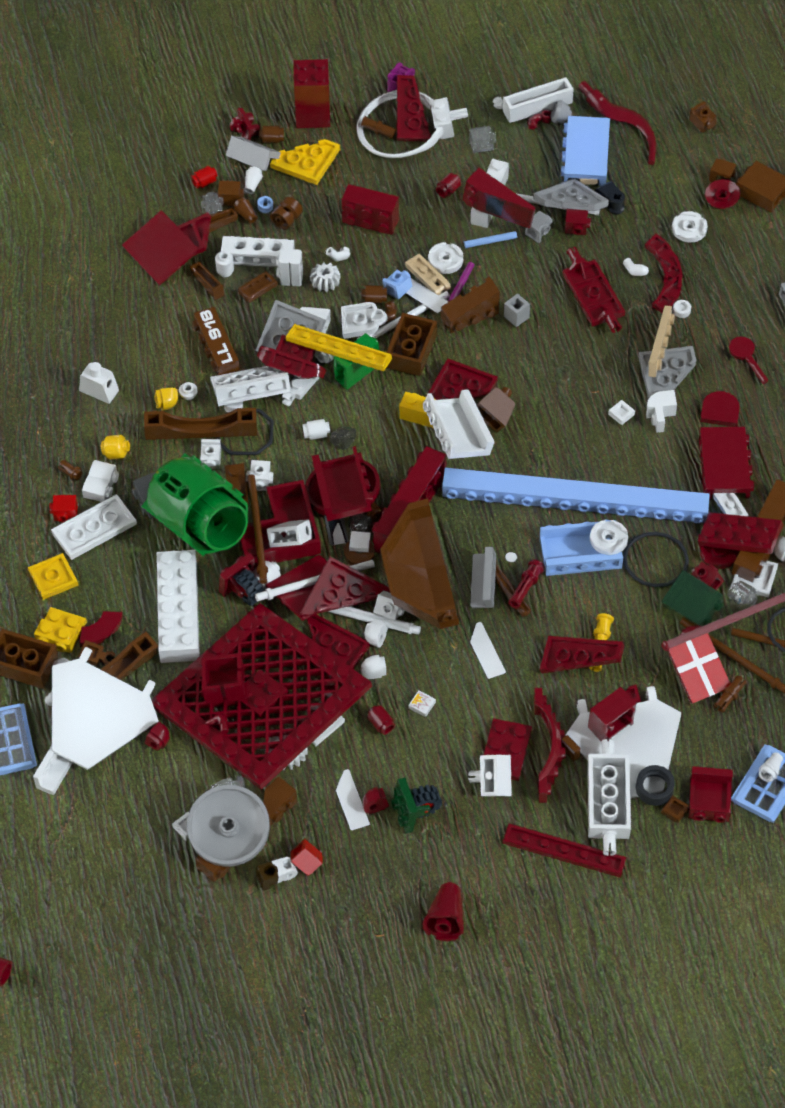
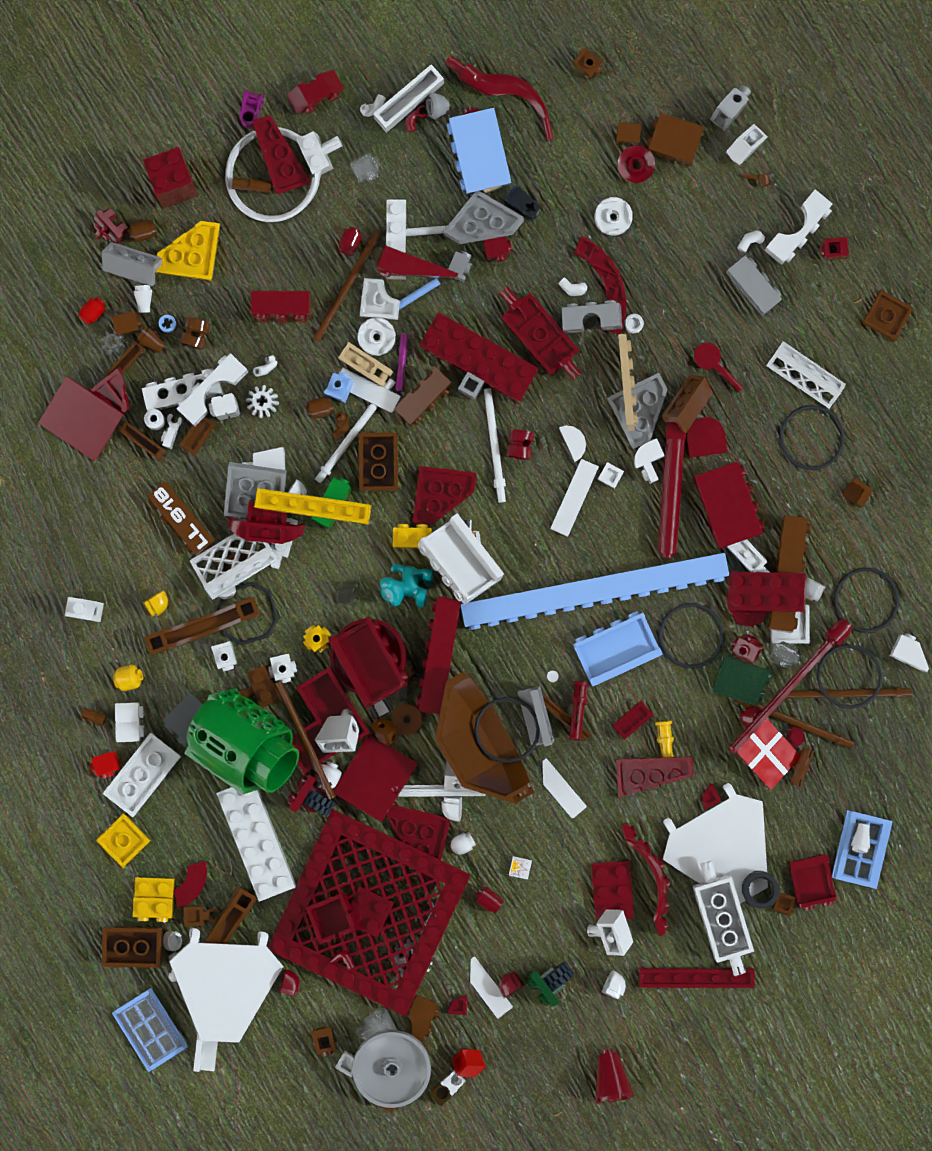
camera: 20 degrees left, 30 degrees up
(171, 793) = (318, 1034): none -> reddish brown brick
(191, 393) = (178, 589): white plate -> none
(234, 279) = (169, 436): none -> white plate
(270, 593) = (340, 805): white bar -> none
(300, 462) = (317, 646): none -> yellow brick
(302, 238) = (194, 405): none -> white arch
(316, 429) = (317, 592): white brick -> none
(316, 807) = (458, 1006): none -> dark red tile
(335, 551) = (385, 731): none -> reddish brown piece
(339, 588) = (403, 774): dark red tile -> none
(359, 541) = (404, 712): white tile -> none
(361, 319) = (317, 444): white plate -> none
(404, 443) = (395, 590): none -> teal animal
(426, 222) = (371, 243): none -> reddish brown bar
(452, 556) = (477, 725): none -> black piece
(453, 76) = (323, 88): none -> dark red brick
(457, 233) = (376, 301): none -> white tile
(478, 831) = (614, 985): none -> white piece
(496, 408) = (486, 513): torso -> none
(516, 390) = (499, 482): none -> white bar
(546, 365) = (520, 444): none -> dark red wheel
(549, 306) = (478, 356): none -> dark red brick
(571, 748) = (672, 873): reddish brown tile -> none
(575, 609) = (632, 720): none -> dark red plate
(581, 422) = (574, 497): none -> white tile
(597, 379) = (574, 440): none -> white tile
(612, 530) = (650, 629): white plate -> none
(612, 715) = (703, 837): dark red container -> none
(632, 285) = (575, 316): none -> light grey arch
(690, 402) = (671, 490): none -> dark red brick
(714, 372) = (688, 402): none -> reddish brown panel
(731, 667) = (795, 737): none -> dark red plate

